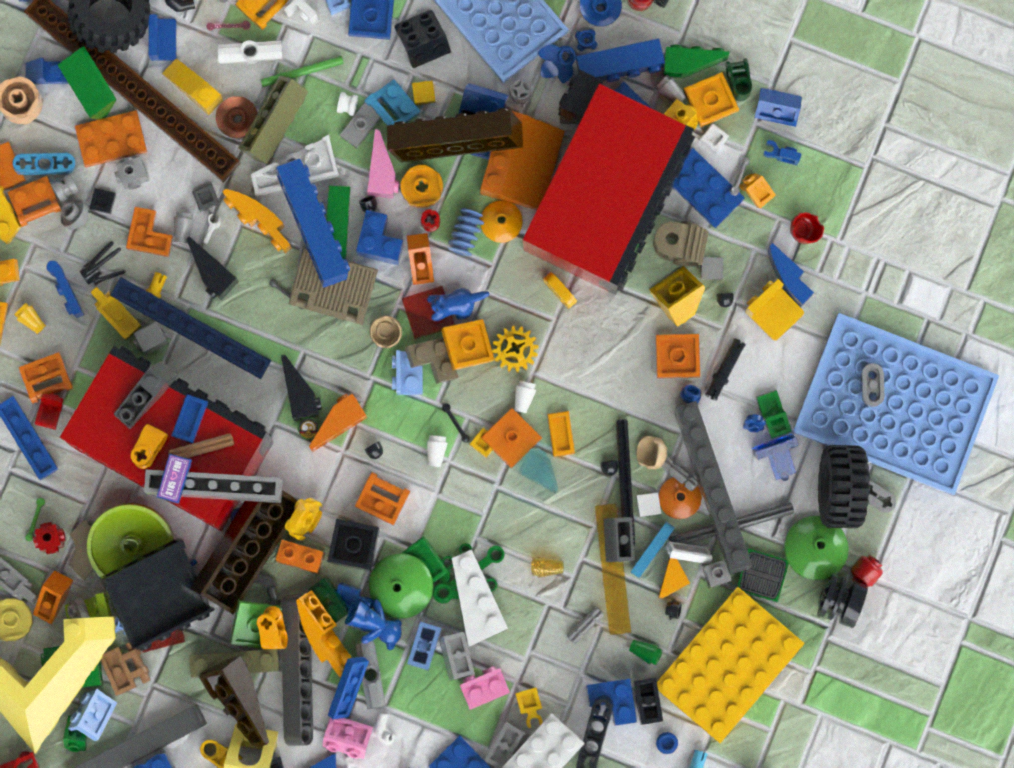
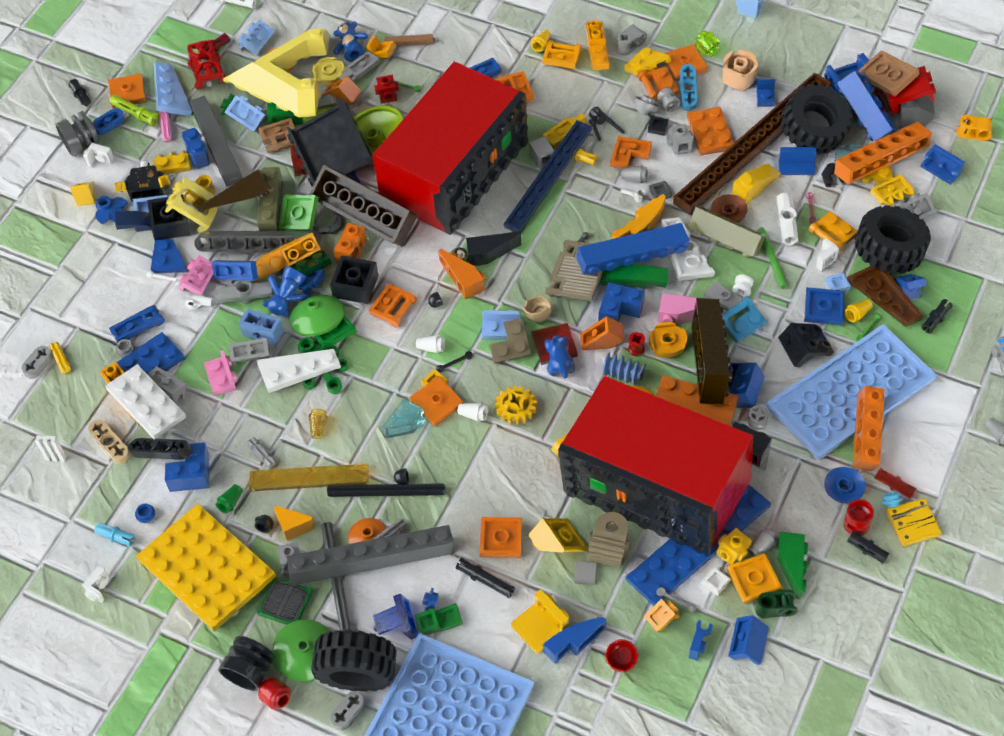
camera: 100 degrees right, 25 degrees down
(30, 318) = (562, 79): yellow cone -> none
(64, 288) = (585, 100): blue plate -> none
(88, 84) = (751, 106): green slope -> none
(145, 393) = (484, 108): dark grey slope -> none
(149, 442) = (440, 109): light orange piece -> none
(174, 478) = (406, 112): medium lavender tile -> none
(189, 418) = (460, 138): blue tile -> none
(203, 446) = (435, 144): medium nougat axle -> none
(213, 274) = (596, 190): black slope -> none
(222, 486) = (400, 147): light grey brick -> none
(272, 629) = (291, 216): light orange piece -> none
(304, 518) = (386, 239): yellow plate -> none
(368, 203) = (652, 300): black hinge -> none
(423, 92) = (755, 345): yellow tile -> none
(467, 344) = (522, 367): light orange plate -> none
(529, 703) = (199, 407): yellow plate -> none
(554, 64) = (786, 446): blue plate -> none
(561, 434) = (436, 441): light orange tile -> none
(586, 34) = (810, 469): blue plate -> none
(619, 539) = (331, 472): dark grey brick -> none
(623, 61) = (788, 496): blue brick -> none
(648, 504) = (363, 508): white tile -> none
(648, 701) = (182, 494): black brick -> none
(651, 452) = (410, 510): tan hair -> none
(652, 549) = (321, 507): dark azure beam -> none
(689, 552) = (312, 532): white tile -> none
(690, 394) = (463, 546): blue plate -> none
(725, 299) = (554, 581): black hinge -> none
(872, 385) = (457, 703): light grey plate -> none

